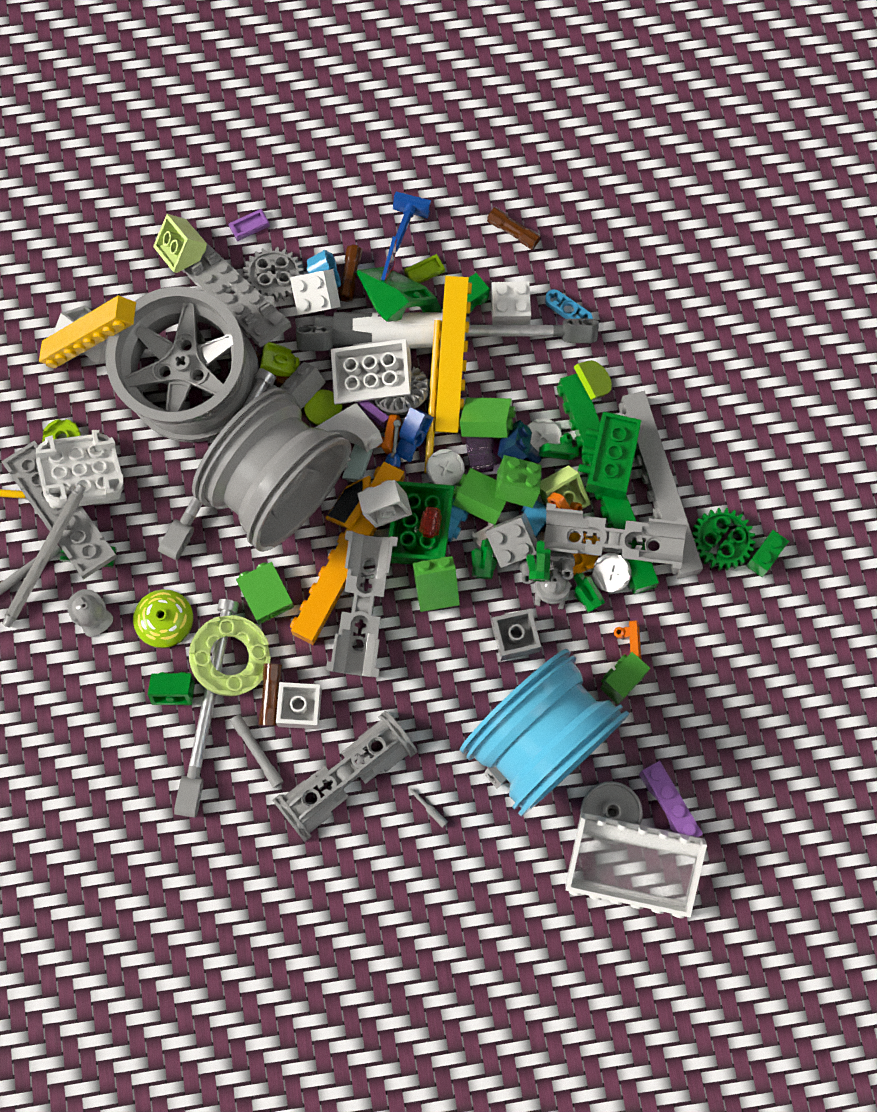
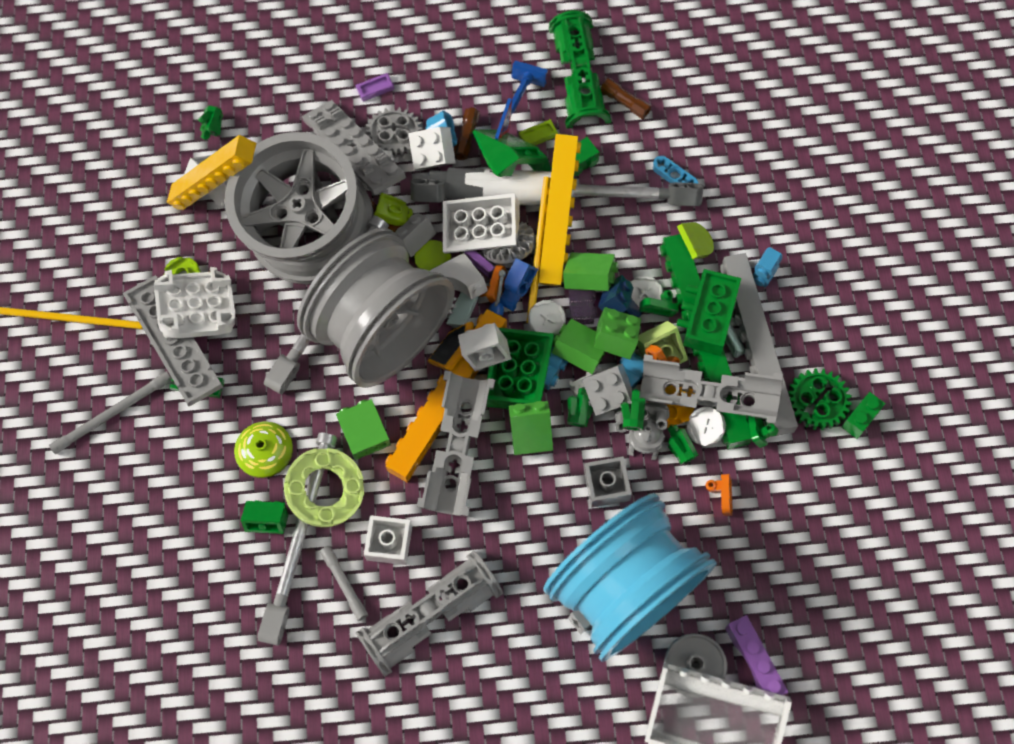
camera: 10 degrees right, 5 degrees down
(44, 555) = (153, 382): light grey piece -> none
(77, 271) = (210, 122): none -> green rock
(93, 617) = (194, 443): light grey helmet -> none
(179, 243) = (307, 100): yellowish green slope -> none
(271, 680) = (362, 512): reddish brown axle -> none
(430, 522) = (528, 367): clear red brick -> none
(431, 810) = (513, 652): light grey piece -> none
(463, 236) = (577, 103): none -> green piece
(510, 303) = (619, 166): white brick -> none
(624, 678) = (714, 529): bright green brick -> none
(636, 485) = (734, 342): none -> light aqua slope
(666, 405) = (767, 267): none -> dark azure brick
(666, 577) = (759, 432): none -> green piece

